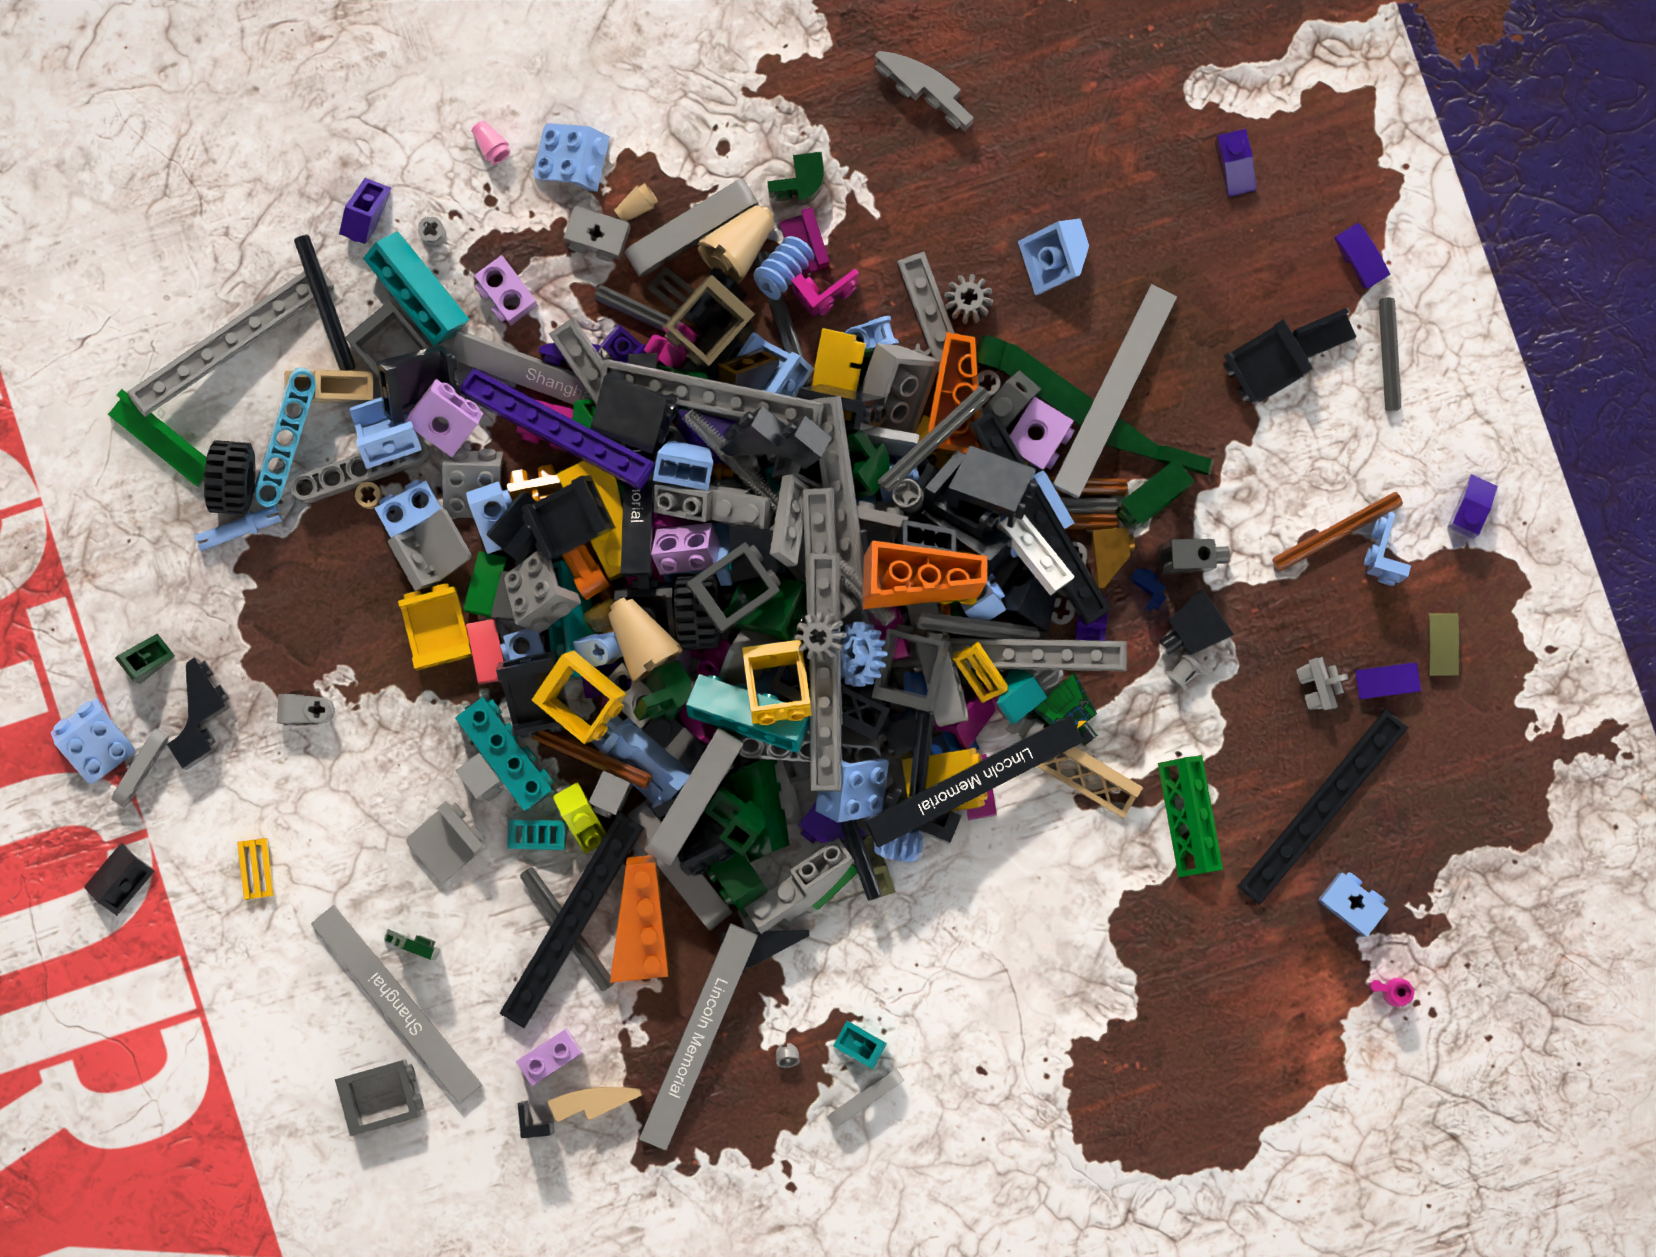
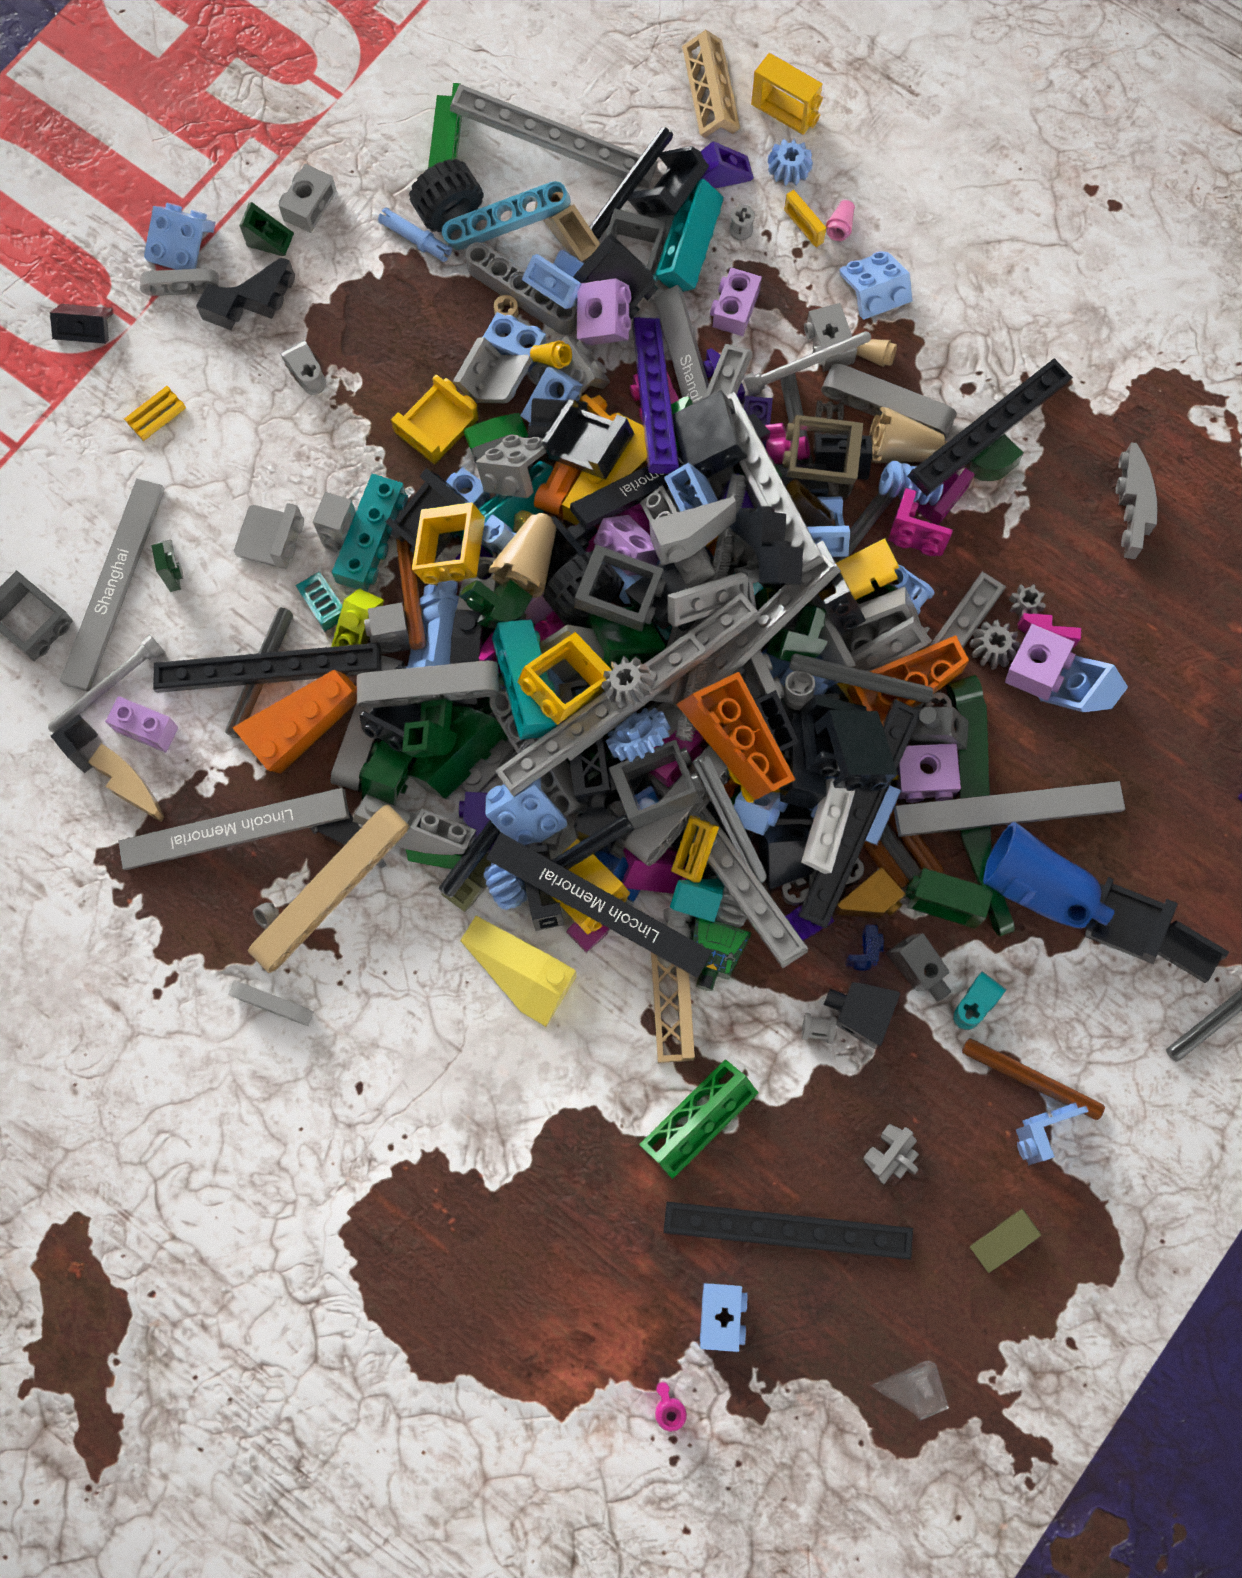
camera: 55 degrees right, 10 degrees down
(148, 610) = (307, 211): none -> light grey brick
(272, 151) = (715, 79): none -> tan fence
(337, 104) = (778, 104): none -> yellow window
(356, 269) = (683, 172): none -> black panel
(412, 141) = (790, 162): none -> light blue gear
(455, 488) = (553, 354): none -> yellow cone
(466, 174) = (804, 218): none -> yellow tile
(482, 1010) = (148, 649): none -> light grey piece
(485, 650) = (445, 461): coral slope -> none
(595, 328) = (757, 382): none -> light grey piece
(721, 500) = (688, 531): none -> light grey slope
(779, 162) = (989, 427): none -> black tile
(806, 990) = (328, 888): none -> tan beam
(860, 1044) = (314, 970): teal slope -> none
(919, 395) = (891, 645): none -> light grey plate
(945, 239) = (1028, 595): none -> light grey gear
(980, 877) = (524, 973): none -> light yellow wedge
(981, 249) = (1045, 622): none -> dark pink slope
(1015, 258) = (1042, 677): none -> lavender brick
(1193, 412) = (1043, 880): none -> blue torso
(1248, 525) = (980, 998): none -> teal piece
(1388, 680) = (938, 1212): dark purple slope -> none
(1473, 507) = (1142, 1183): dark purple slope -> none
(1505, 792) = (916, 1390): none -> clear slope

